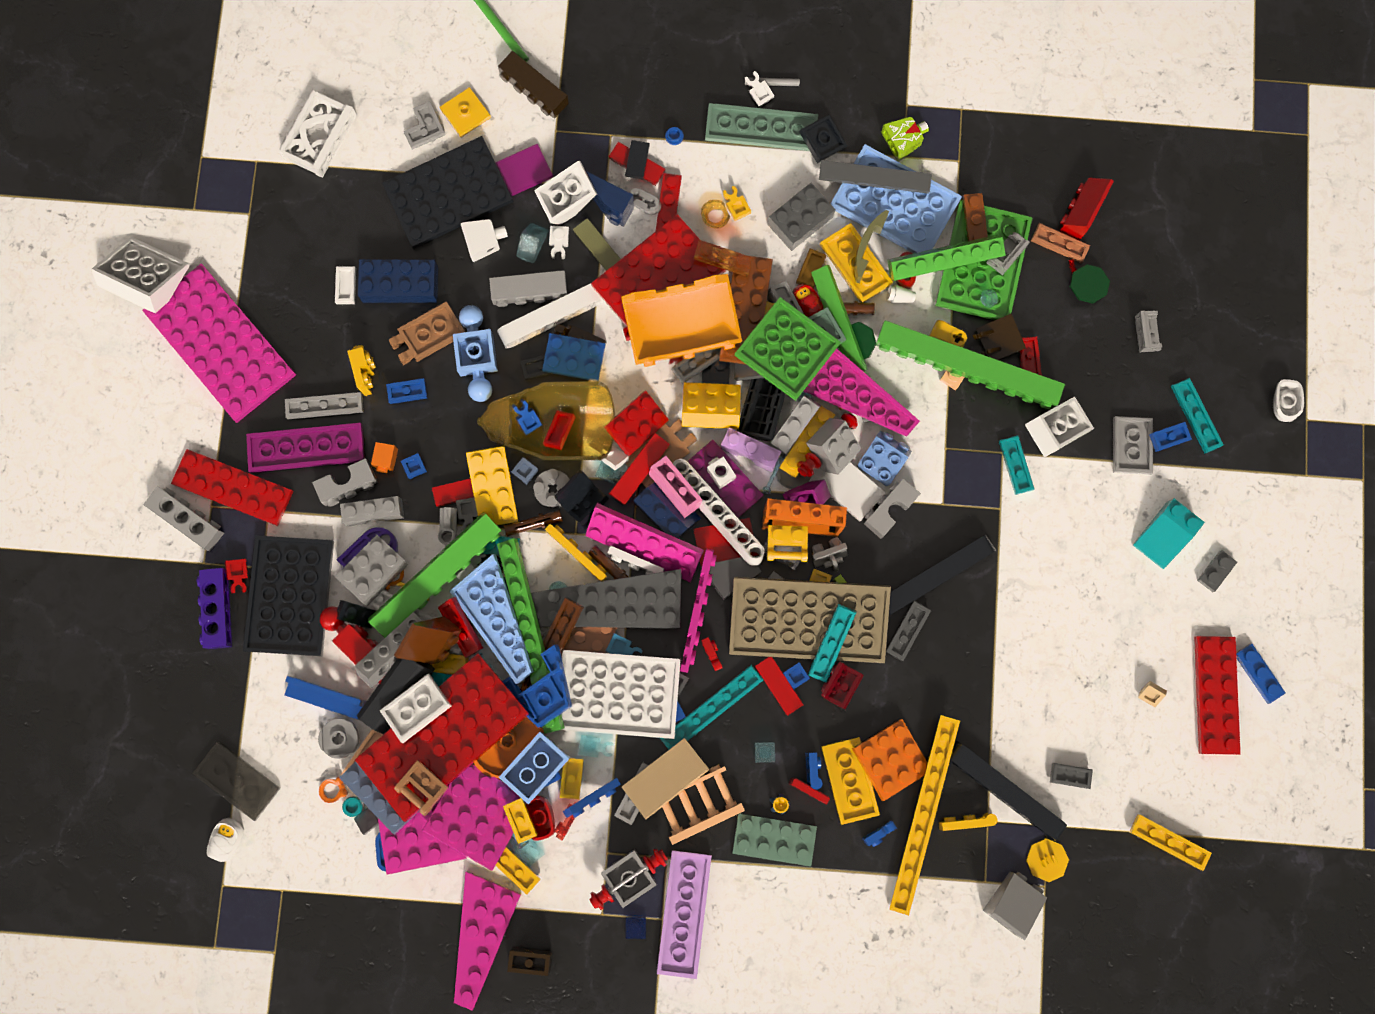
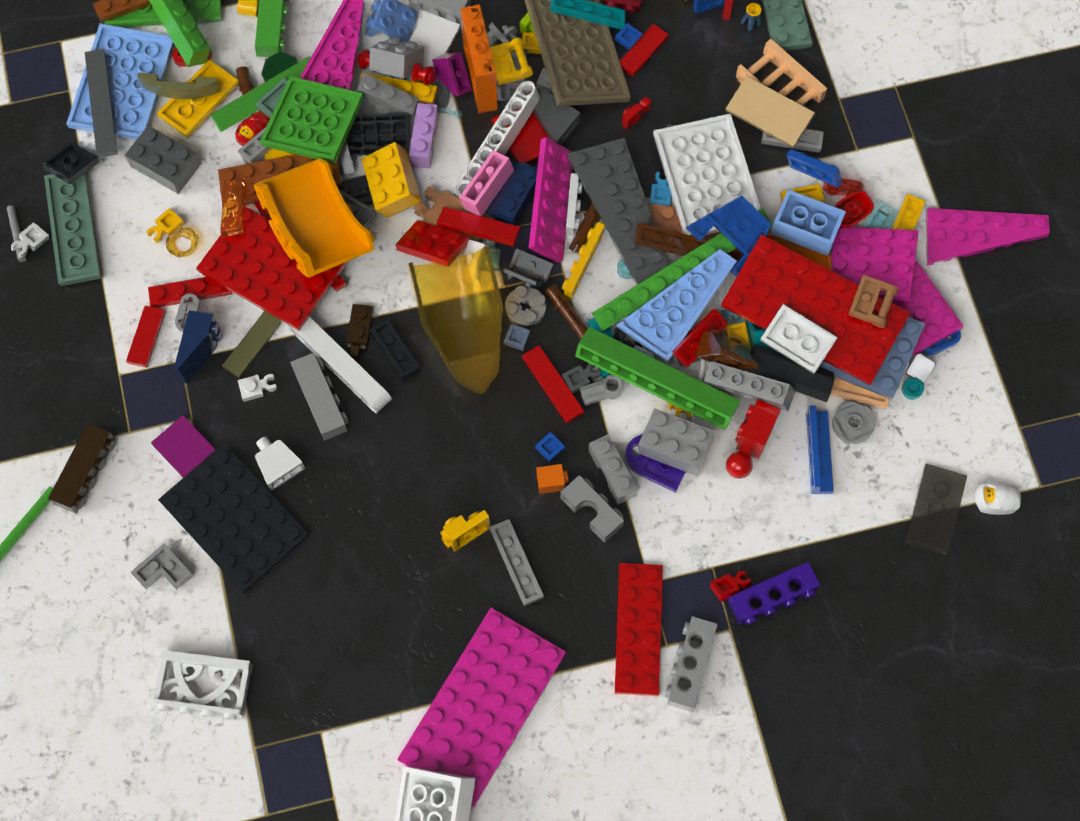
camera: 105 degrees left, 10 degrees down
(288, 595) = (731, 524): black plate -> none
(305, 447) = (569, 565): magenta plate -> none
(342, 793) = (904, 401): orange piece -> none
(345, 285) = (372, 591): white tile -> none
(354, 614) = (725, 445): black plate -> none
(398, 281) = (352, 531): dark blue brick -> none
(406, 391) = (471, 482): blue plate -> none
(427, 333) = (401, 483): medium nougat tile -> none
(465, 112) = (132, 533): yellow plate -> none
(476, 365) = (408, 436): light blue brick -> none
(492, 484) = (543, 358): yellow plate -> none
(520, 820) = (862, 220): yellow plate -> none
(527, 419) = (462, 346): blue plate -> none
(529, 961) = (983, 176): dark brown brick -> none
(531, 242) = (265, 411): clear light blue slope -> none
(559, 430) = (464, 313): red tile -> none
(566, 194) = (203, 382): white slope -> none
(574, 357) = (381, 324): blue plate -> none
(591, 746) = (765, 188): clear light blue plate -> none
(628, 878) = (872, 115): light grey brick -> none
(635, 927) = (912, 104): clear blue plate -> none
(637, 159) = (142, 333): black tile -> none
(674, 136) = (104, 308): blue plate -> none
(684, 914) = (882, 66): lavender plate -> none
(697, 615) = (612, 125): dark pink wing -> none
(714, 706) = (680, 95): teal tile -> none
(725, 479) = (458, 142): white brick -> none
(738, 494) = (457, 153): magenta plate -> none
(764, 752) = (710, 42): clear light blue plate -> none
(813, 261) = (214, 139): pearl gold tile -> none
(898, 294) = (220, 53): white cone -> none
(904, 136) = (49, 91): lime torso -> none

